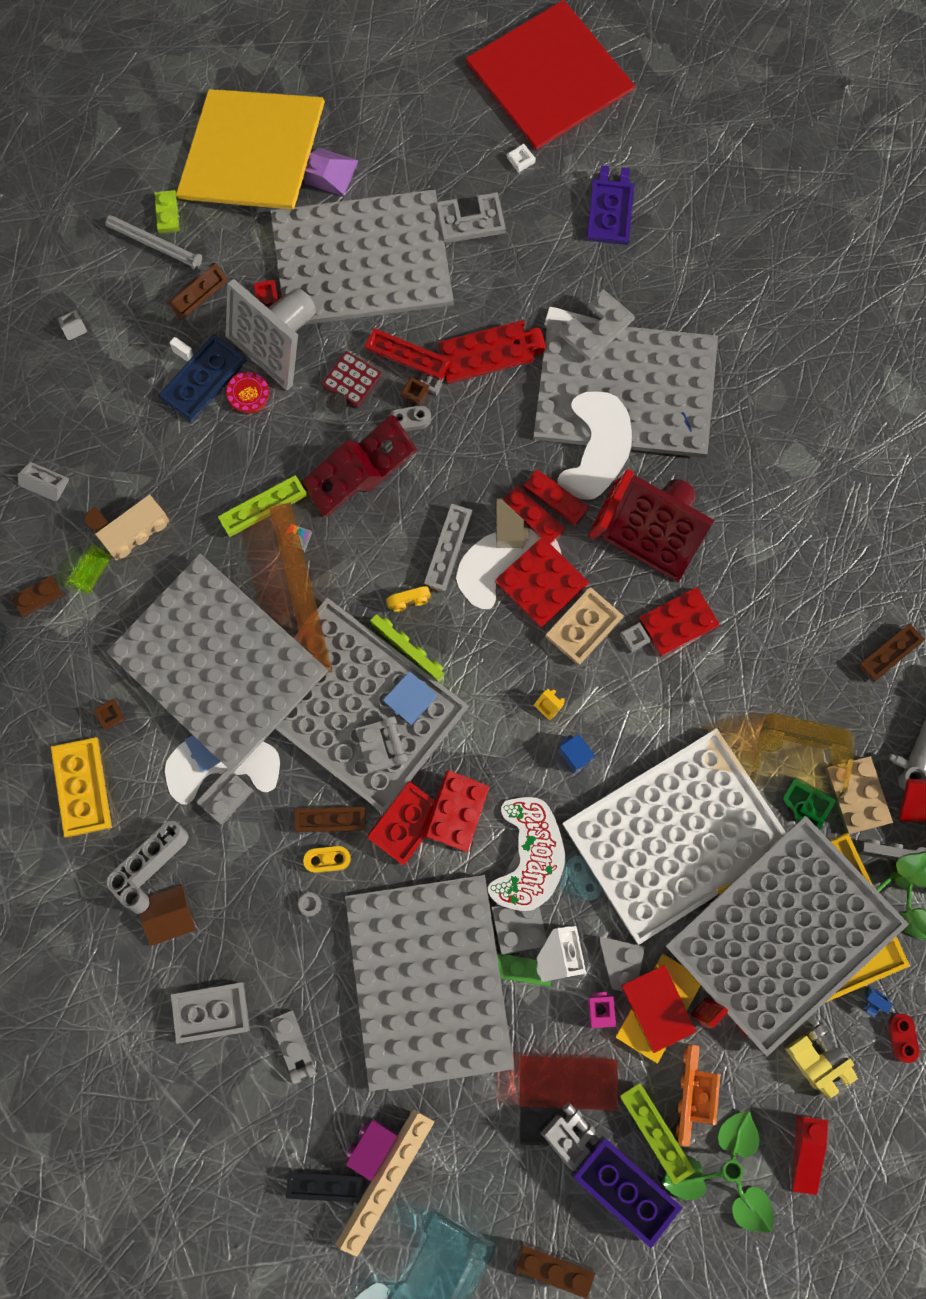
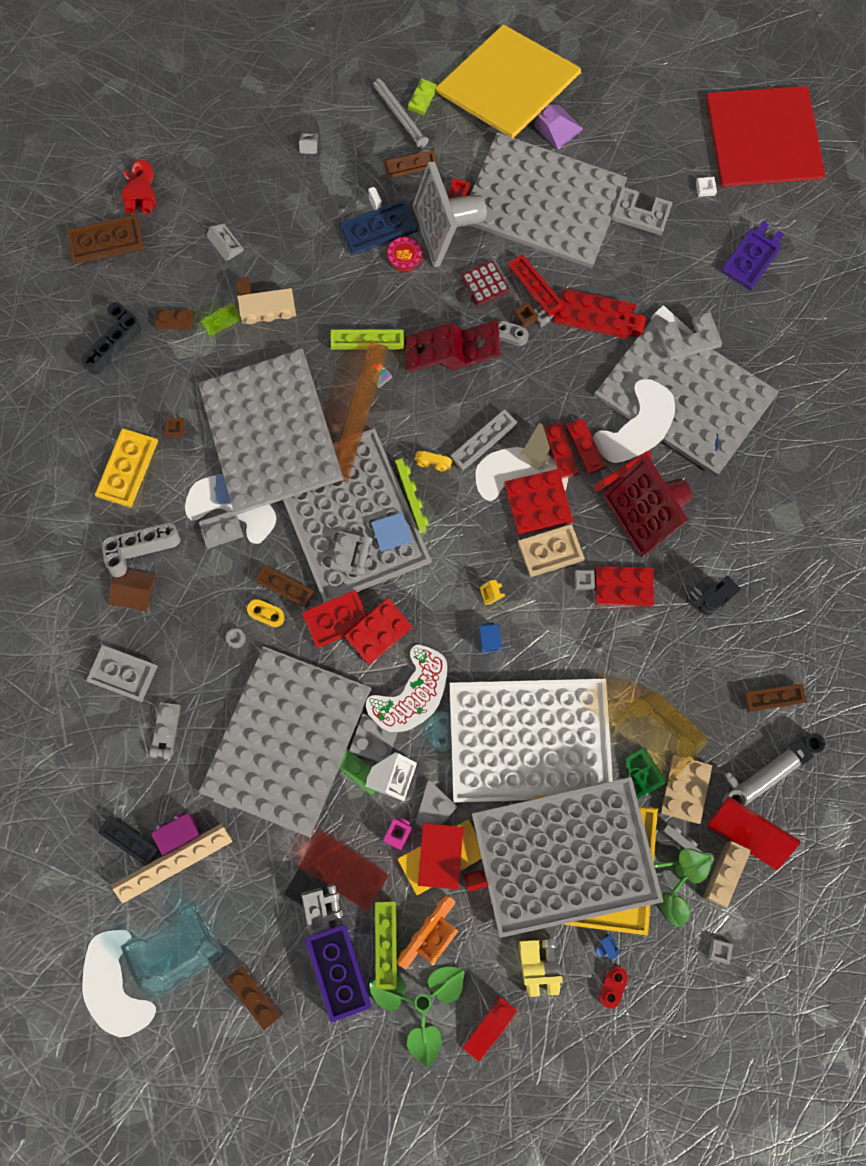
camera: 30 degrees right, 0 degrees up
(776, 586) = (709, 600): none -> black hips

